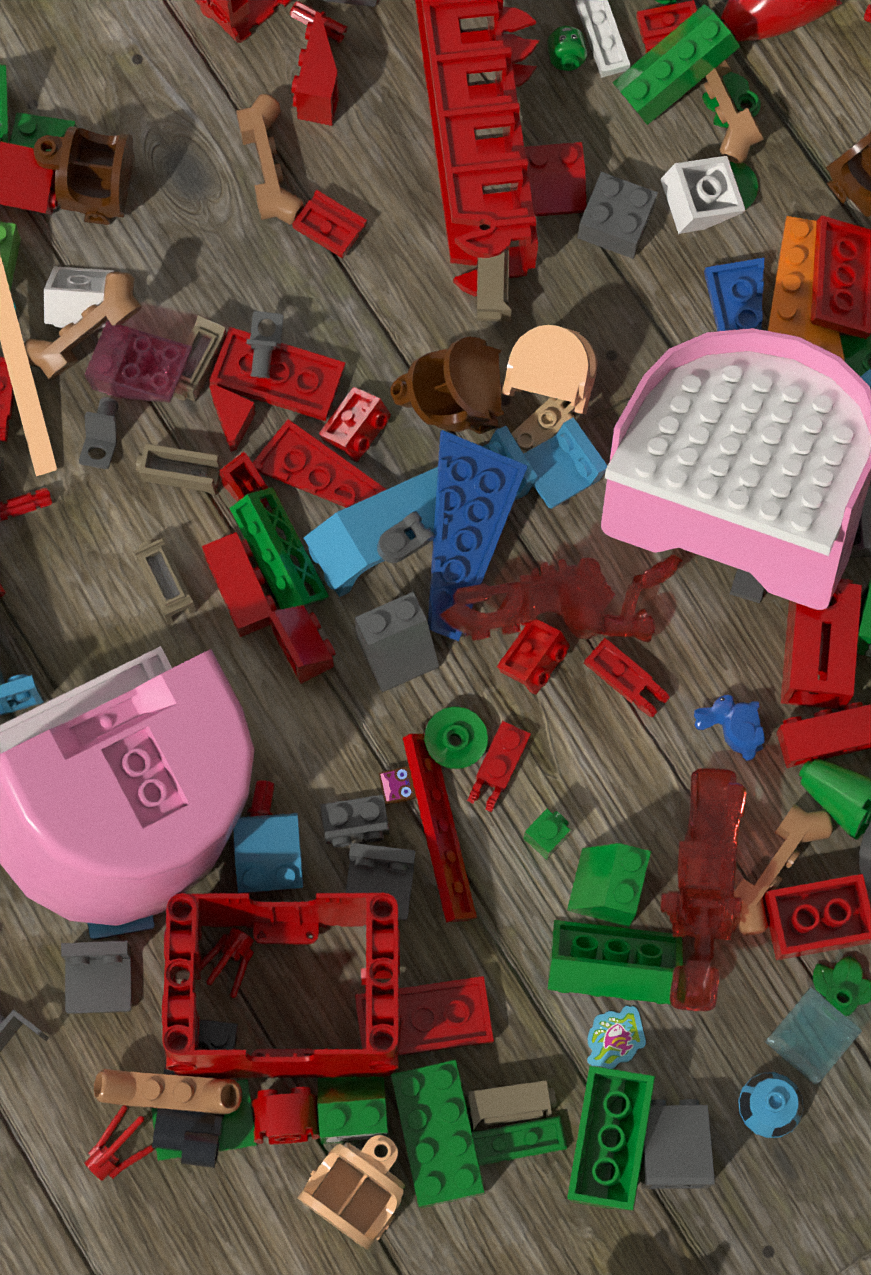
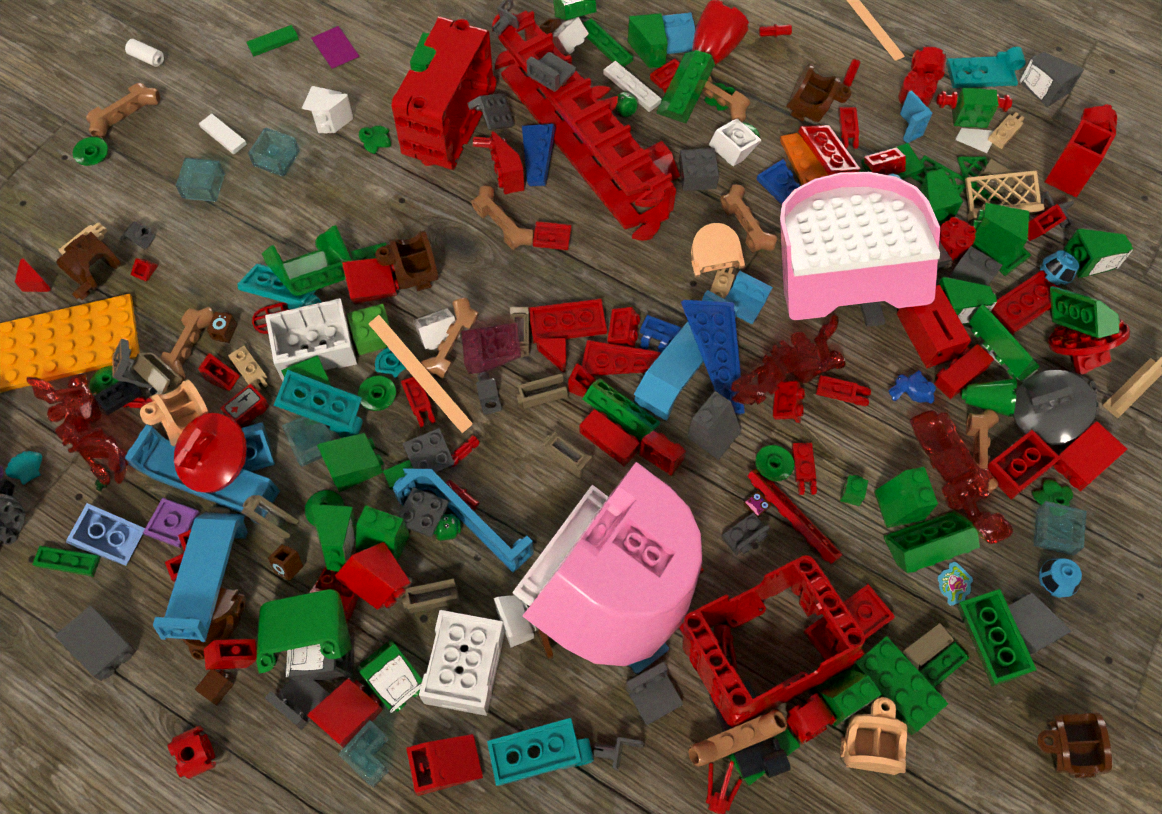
camera: 25 degrees left, 10 degrees down
(264, 345) = (554, 307): dark grey bracket -> none
(268, 853) = (716, 575): dark azure slope -> none
(382, 870) = (776, 552): dark grey bracket -> none
(385, 68) = (537, 151): none -> blue wing
(396, 545) = (688, 373): dark grey plate -> none
(405, 453) = (659, 330): none -> blue plate
(454, 387) = (668, 283): reddish brown animal -> none
(493, 288) = (656, 226): dark tan window -> none
(638, 298) = (756, 238): none -> medium nougat plate

